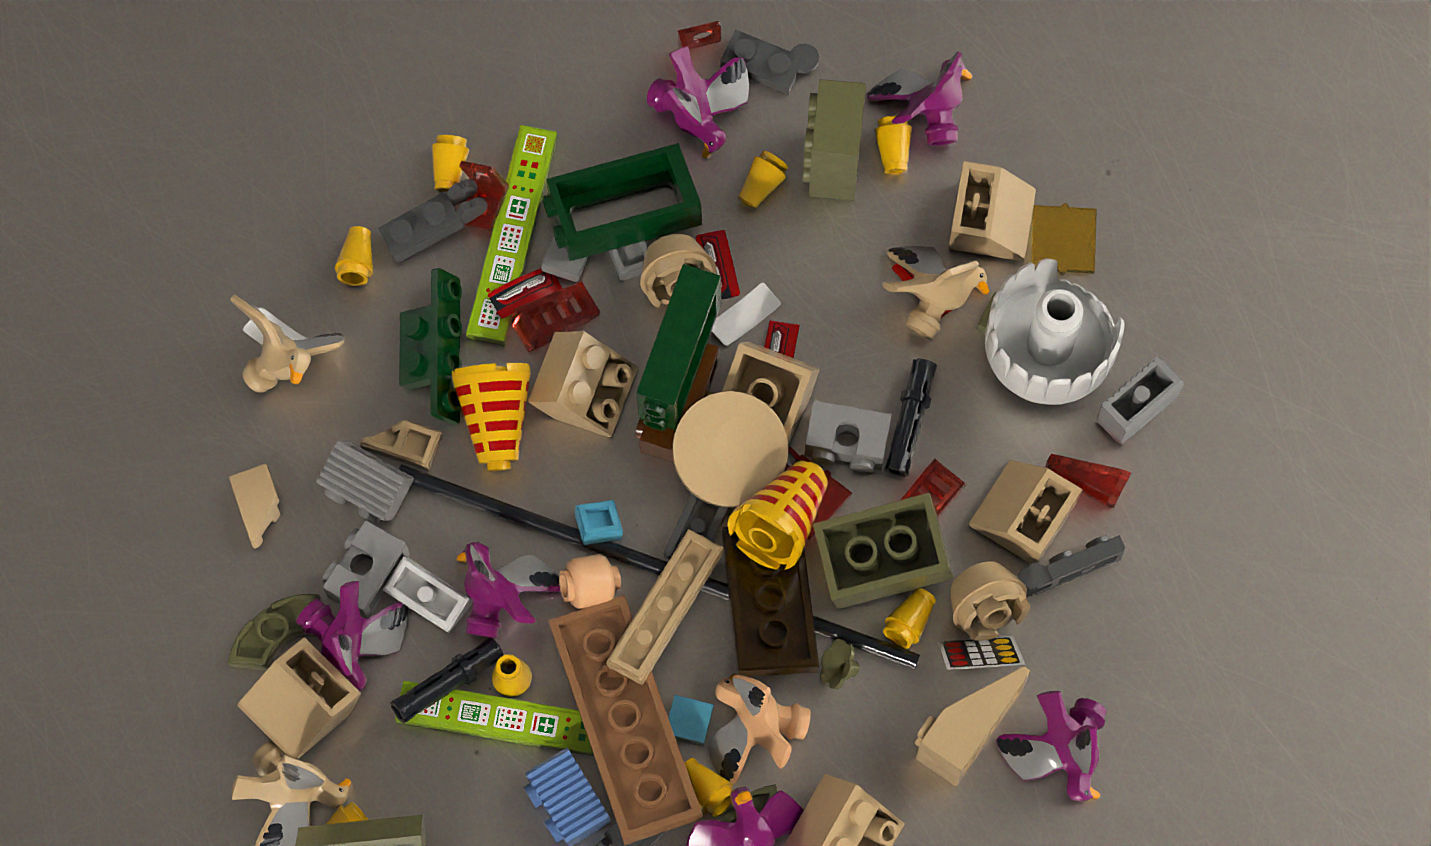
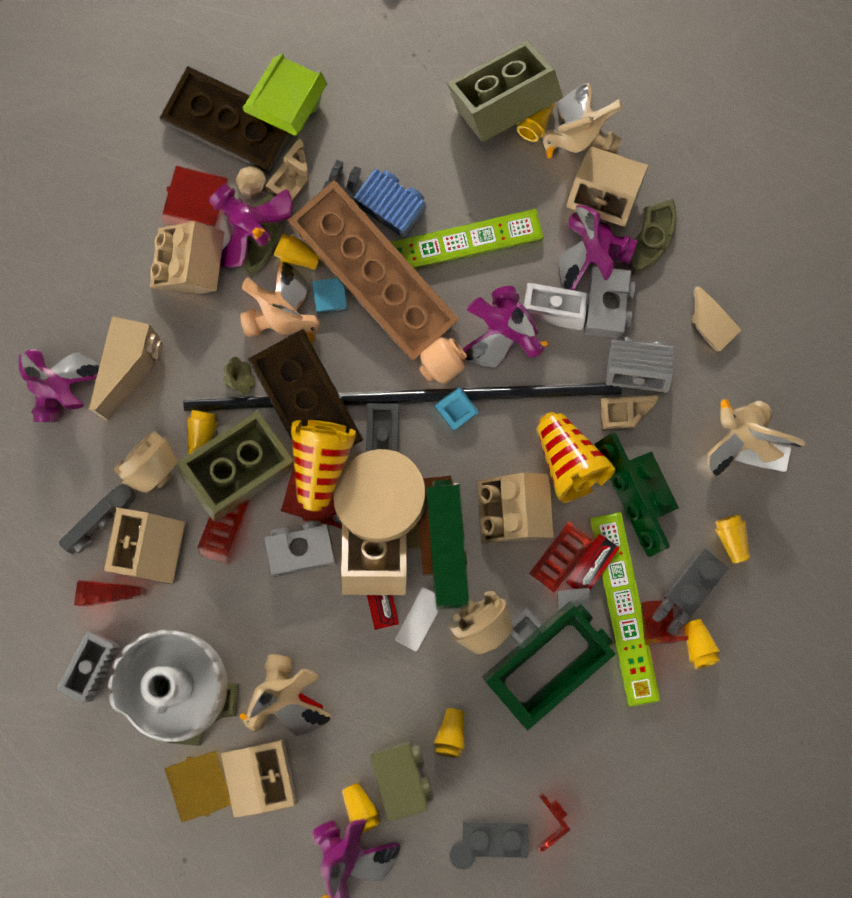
camera: 160 degrees right, 10 degrees up
(459, 672) = (511, 247): black pin -> none
(511, 684) = (466, 278): yellow cone -> none
(665, 607) = (378, 360): tan tile -> none
(698, 99) = (529, 776): magenta animal -> none
(718, 248) = (459, 657): red sticker -> none
(914, 402) = (260, 601): black pin -> none
(980, 654) = (134, 418): sticker -> none

